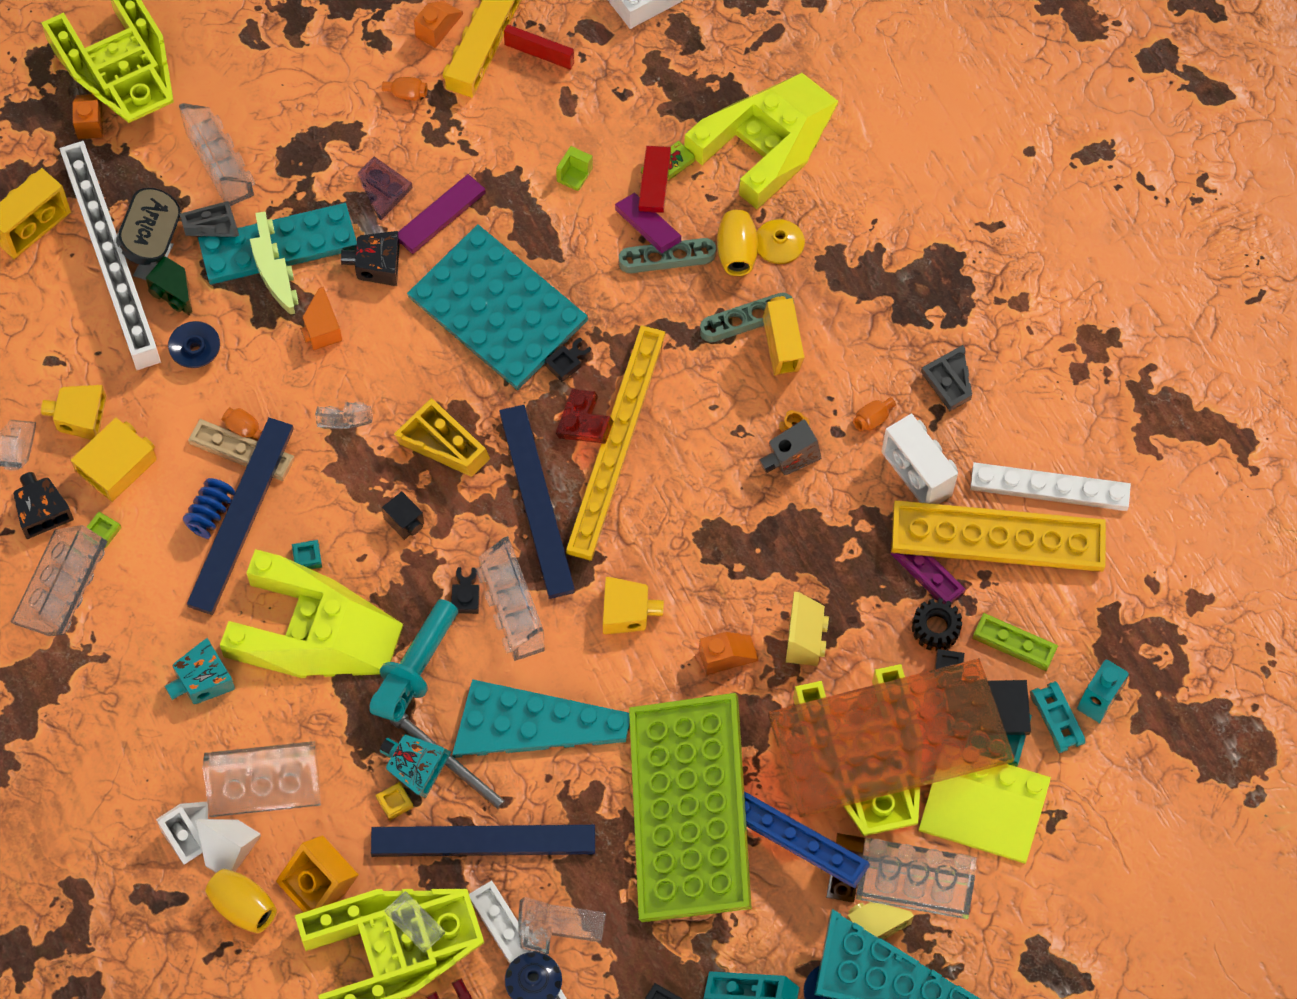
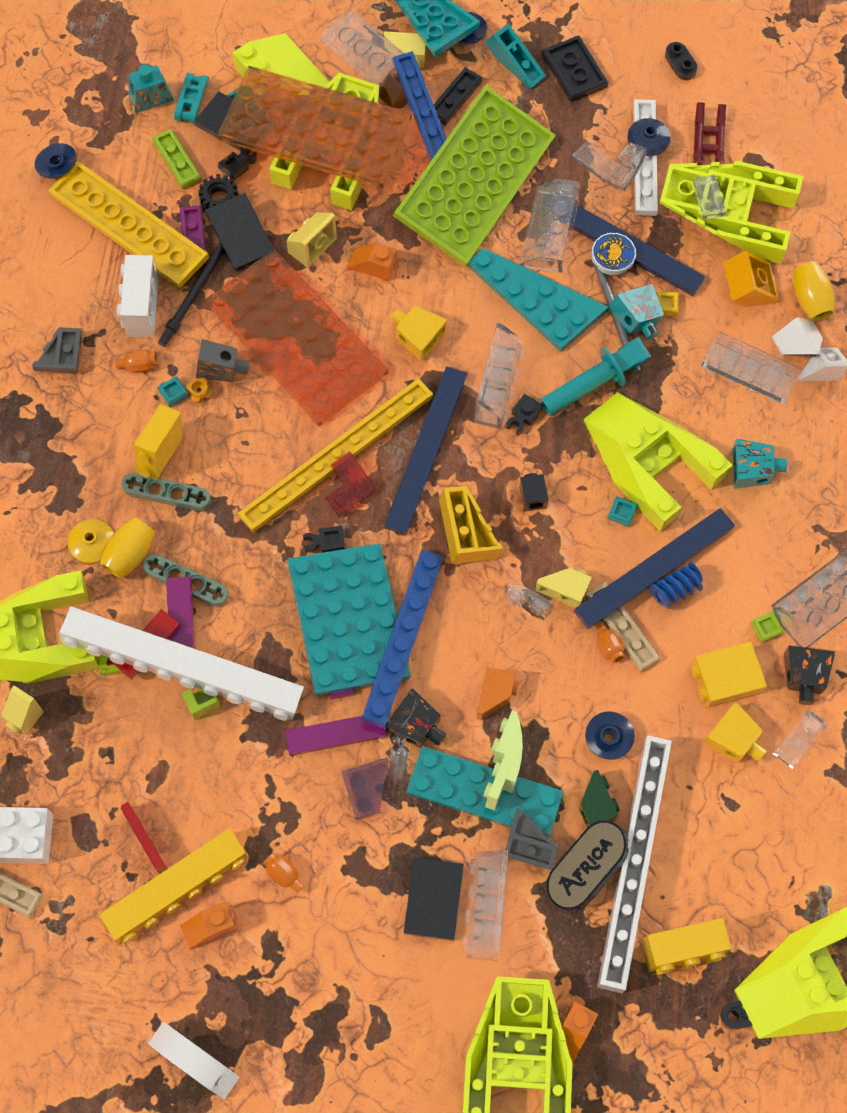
camera: 145 degrees left, 5 degrees up
(267, 142) = (433, 899): none -> black tile
(316, 447) = (565, 586): none -> light yellow slope
(435, 315) = (402, 639): none -> blue plate
(483, 812) = (613, 253): none -> tile
(569, 801) = (551, 225): none -> clear slope
(608, 172) = (180, 663): none -> white brick
(715, 74) = (21, 711): none -> light yellow slope
(745, 533) = (296, 337): none -> clear orange plate
(784, 906) = (456, 95): none -> black tile
(818, 409) = (173, 391): none -> teal tile
(870, 468) = (173, 324): none -> black bar
(882, 595) = (239, 231): none -> black tile
(1050, 486) = (62, 240): white plate -> none
(1133, 548) = (55, 160): none -> dark blue dish

